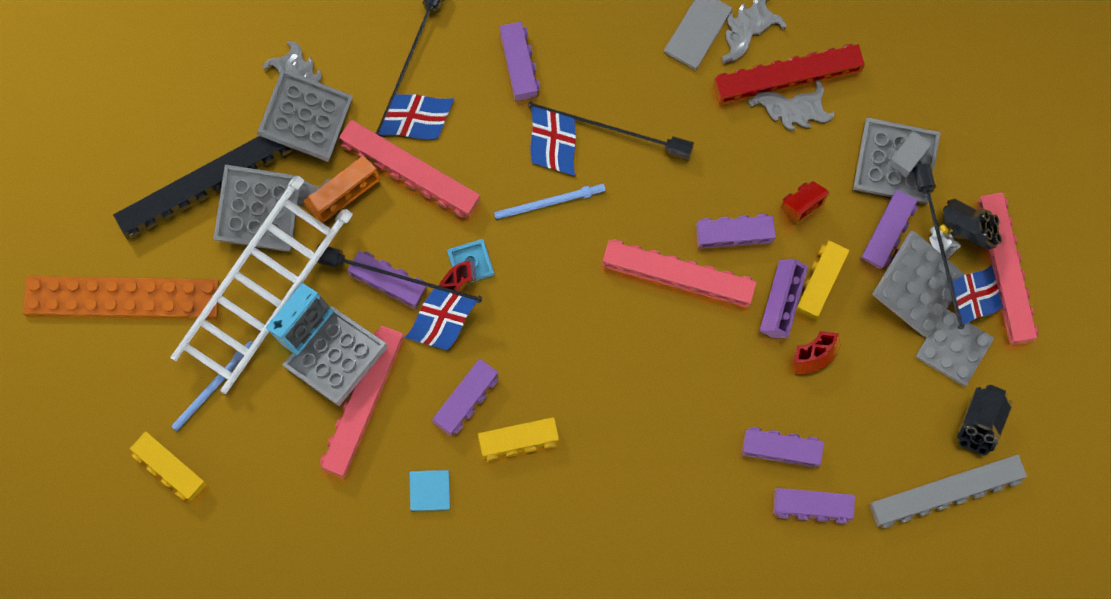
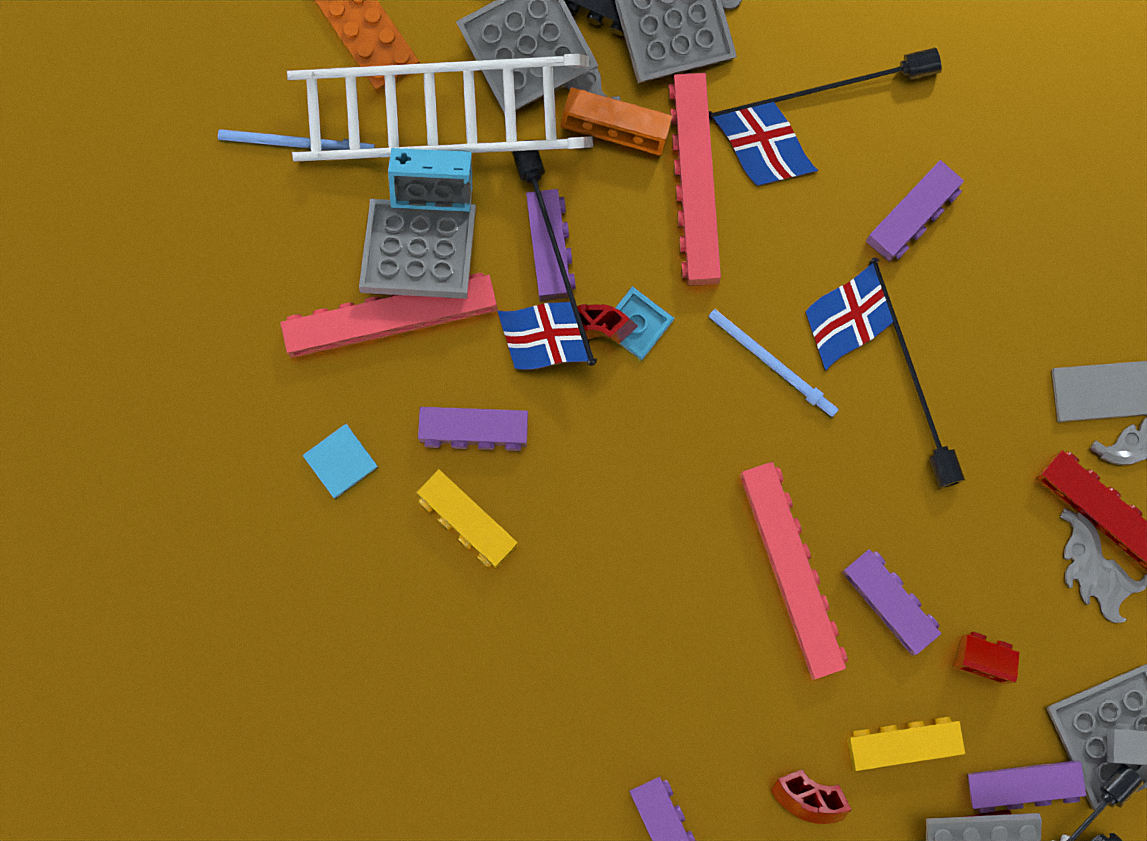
camera: 60 degrees right, 5 degrees up
(170, 468) = (170, 157): yellow brick -> none
(783, 298) = (850, 714): medium lavender brick -> none

